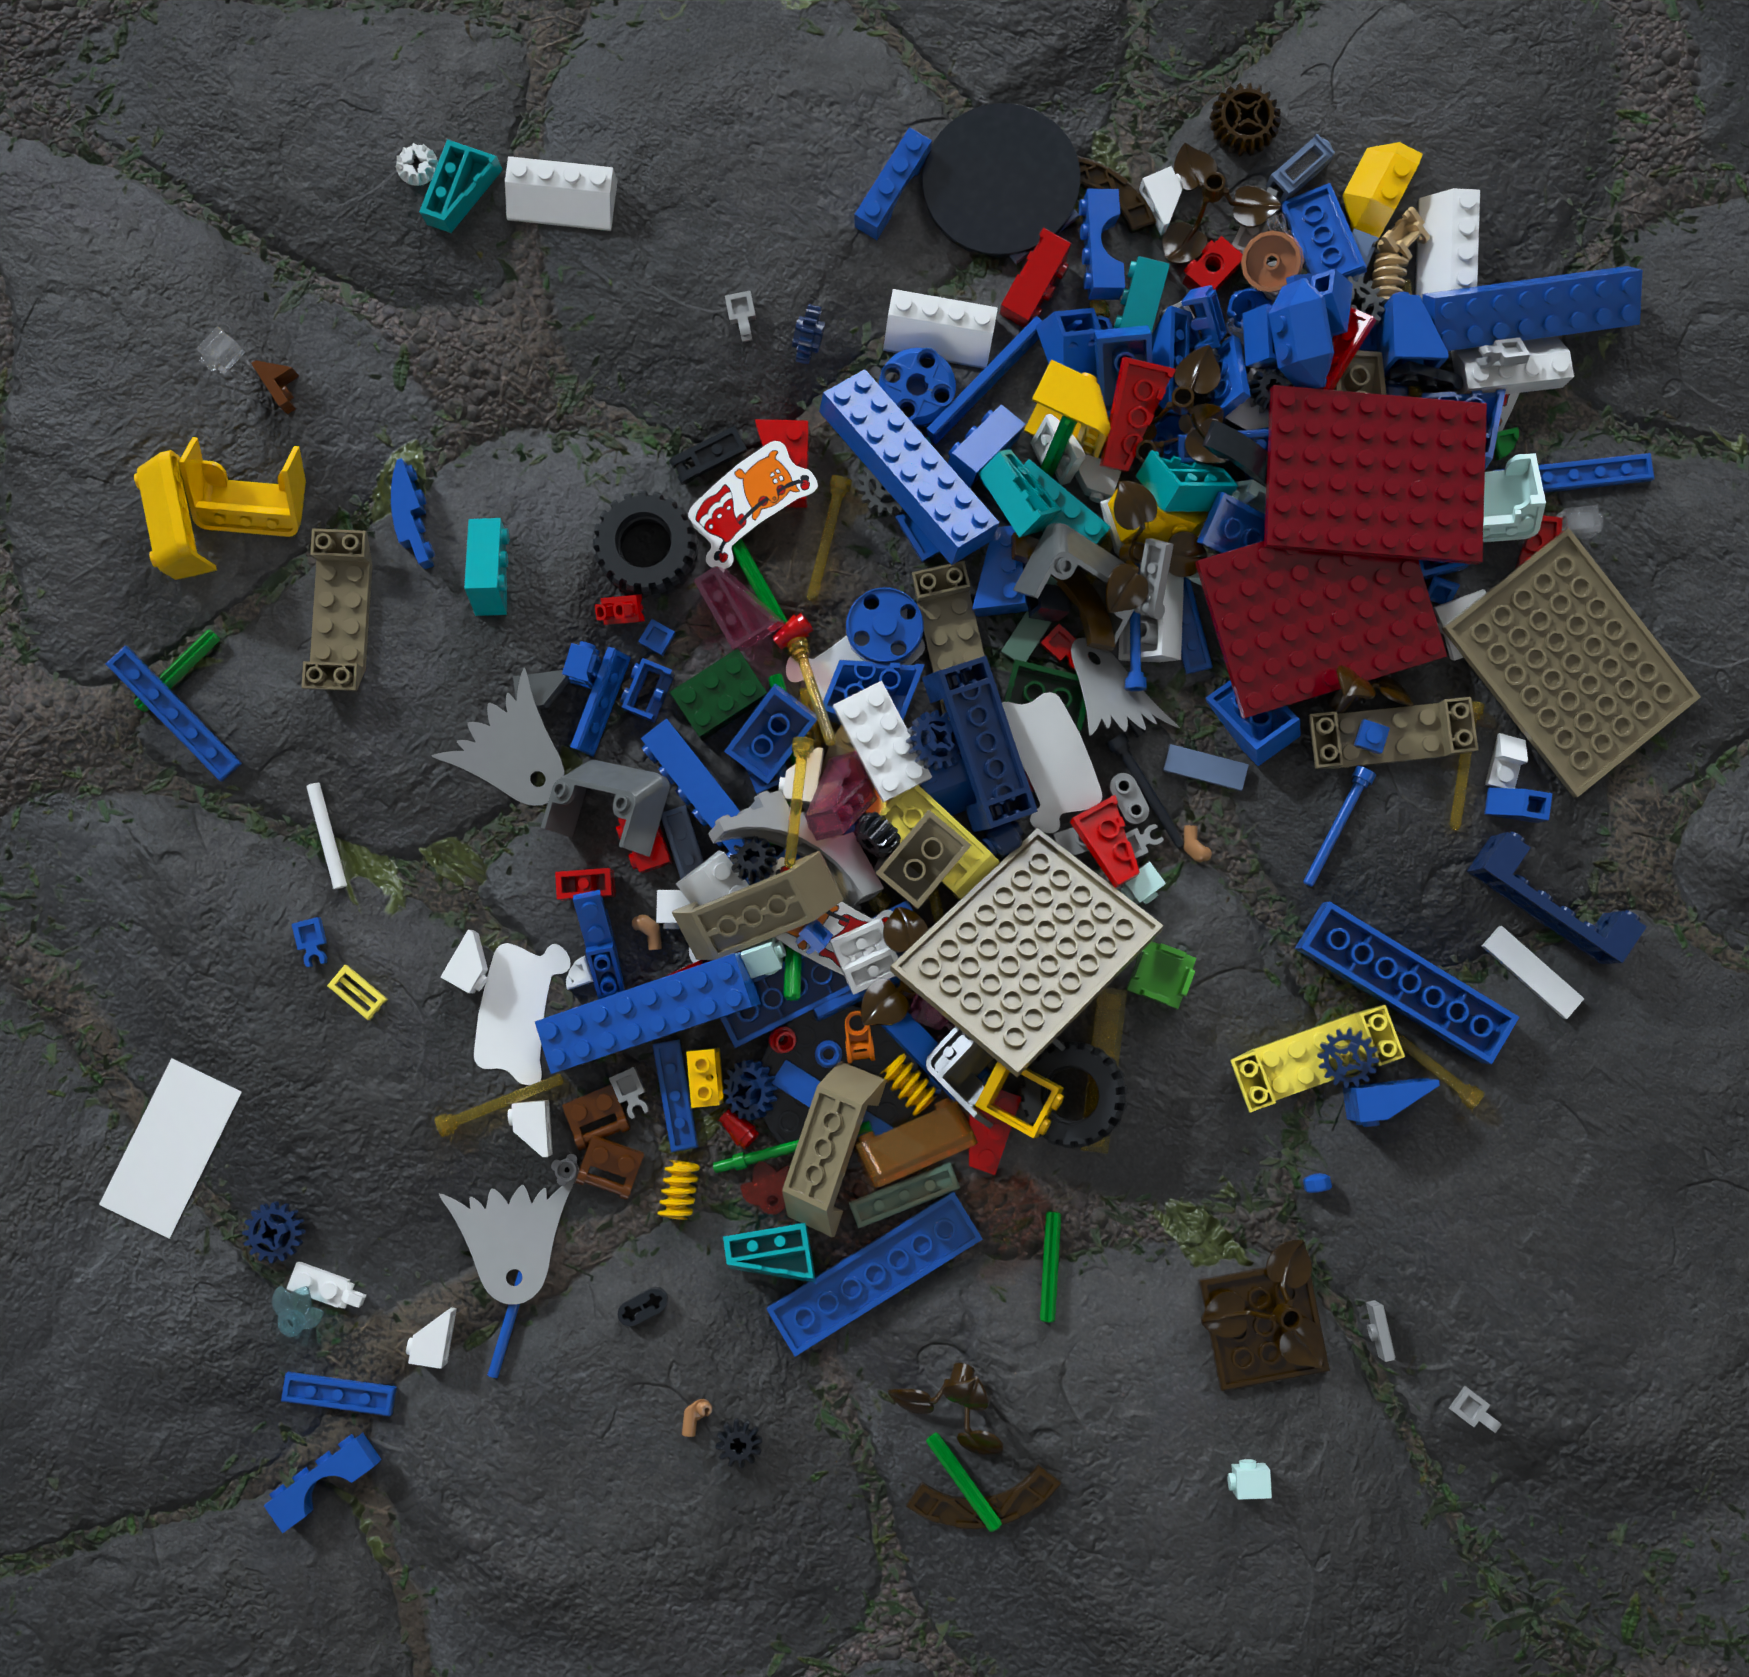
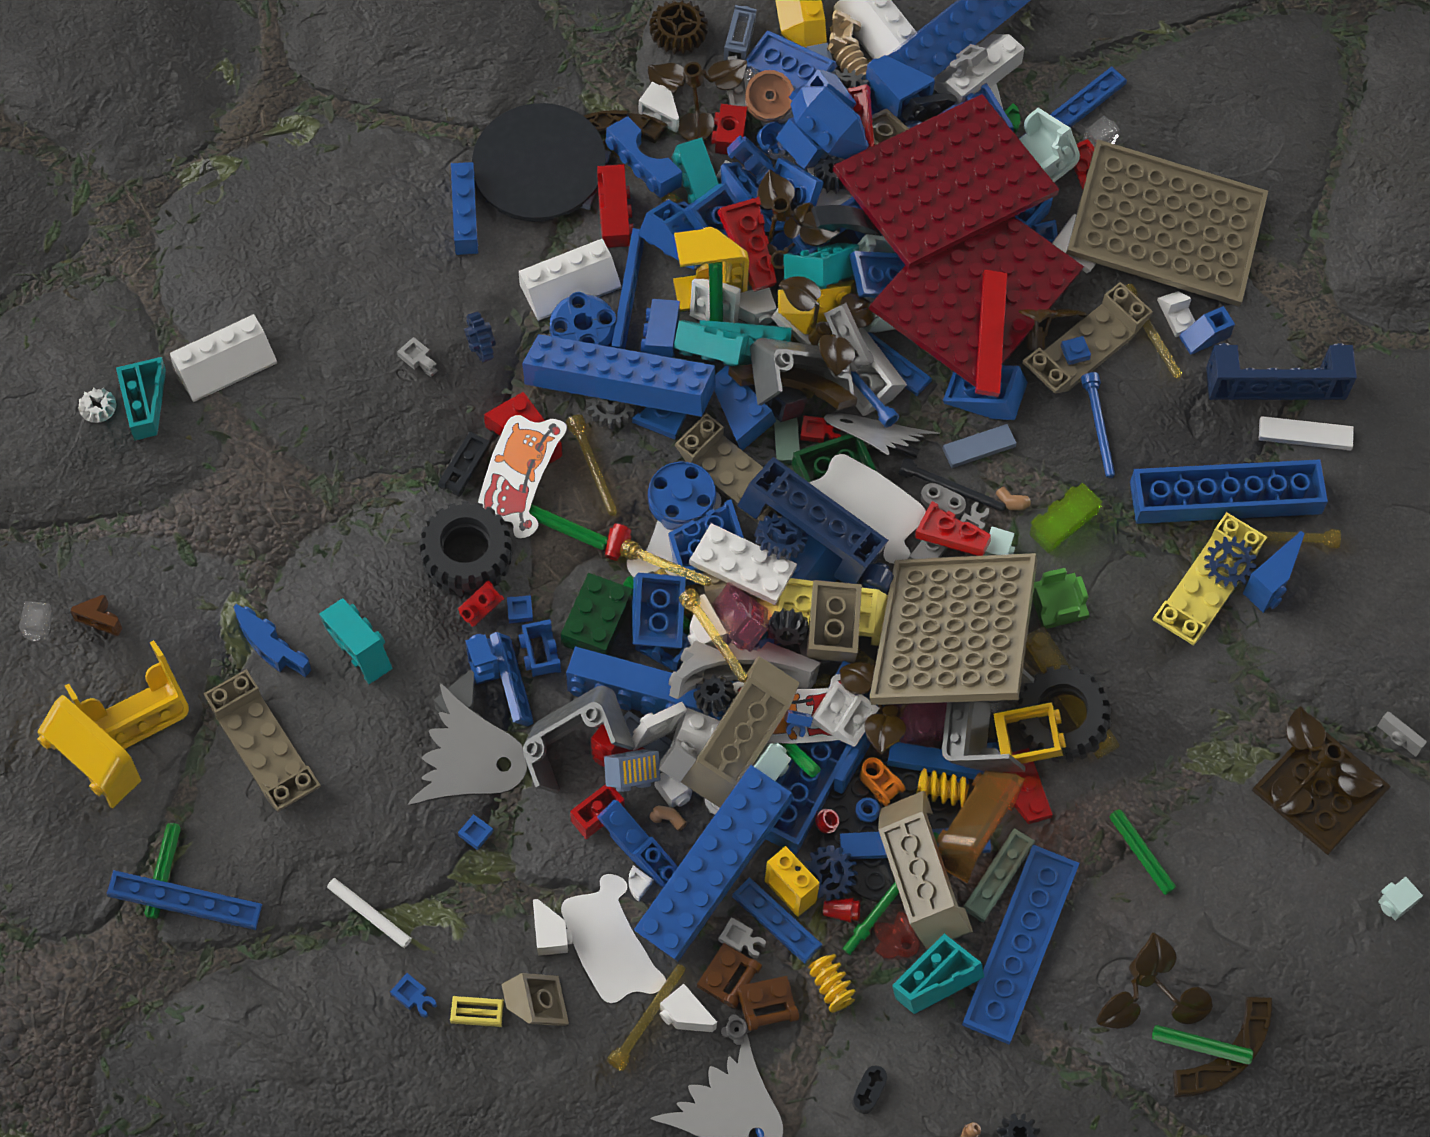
camera: 40 degrees left, 20 degrees down
(410, 1023) = (536, 999): none -> dark tan slope
(468, 826) = (475, 832): none -> blue plate
(635, 873) = (632, 769): none -> sand blue brick
(677, 844) = (658, 725): none -> white plate
(680, 895) = (678, 759): none -> light grey brick
(736, 609) = (567, 549): clear pink wedge -> none
(1230, 897) = (1065, 517): none -> clear neon green brick
(1295, 670) = (991, 333): none -> red tile
(1317, 1183) = (1278, 665): blue tile -> none

